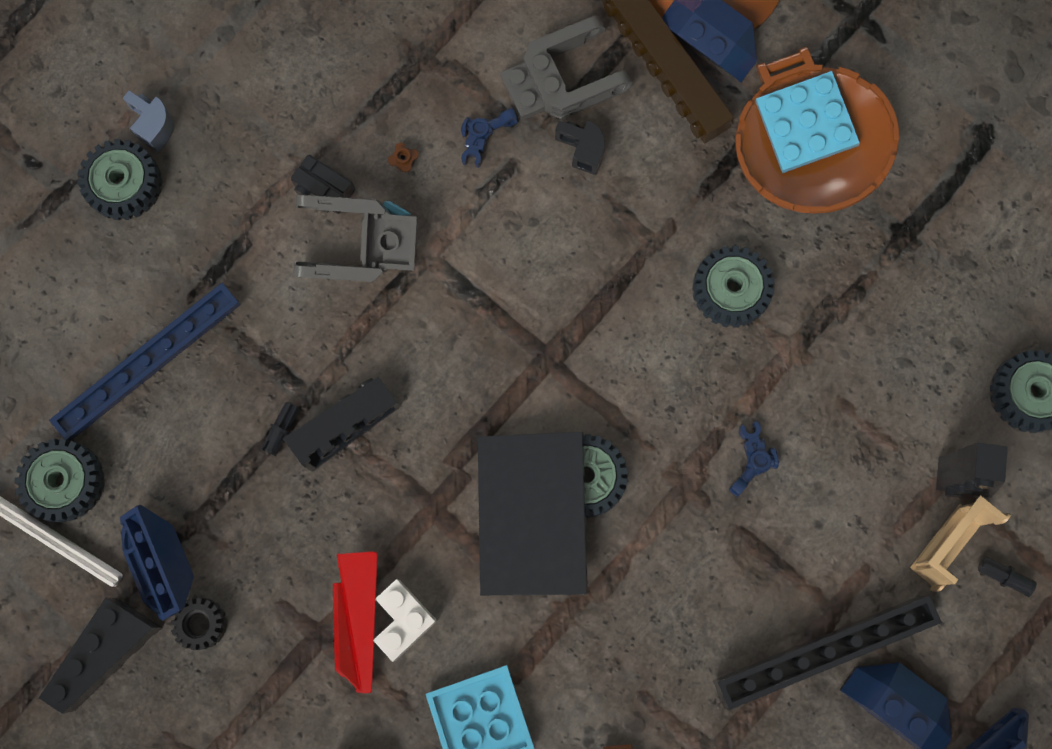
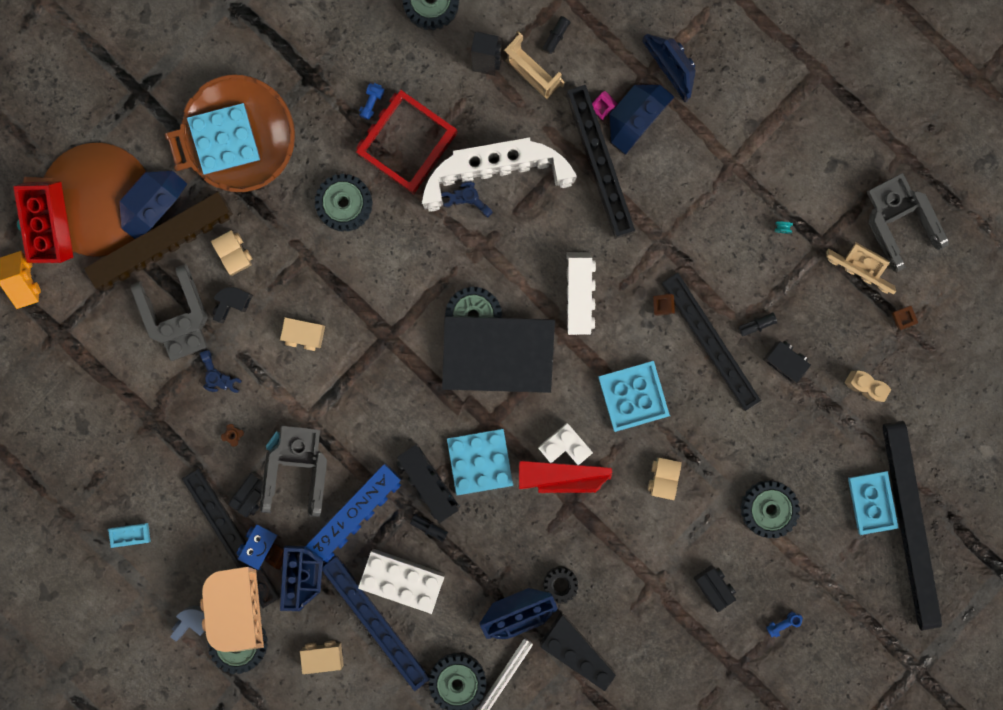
camera: 90 degrees left, 10 degrees up
(98, 290) = (321, 657): none -> tan brick
(158, 164) = (232, 610): none -> light nougat brick
(204, 394) = (401, 581): none -> white brick
(207, 252) = (299, 577): none -> dark blue wedge
(239, 223) = (275, 556): none -> reddish brown plate
(251, 195) = (257, 546): none -> blue brick
(263, 165) = (226, 530): none -> black tile
(266, 35) = (129, 535): none -> medium azure plate
(299, 322) = (354, 511): none -> blue brick
(376, 497) = (480, 462): none -> medium azure plate
(546, 241) = (302, 333): none -> tan brick
(628, 630) = (580, 293): none -> white wedge
(651, 142) = (232, 253): none -> tan brick
(801, 442) = (528, 155): none -> white slope
(803, 403) = (432, 159): none -> red window
(893, 321) = (374, 91): none -> blue bar
(911, 653) = (604, 105): none -> dark pink slope

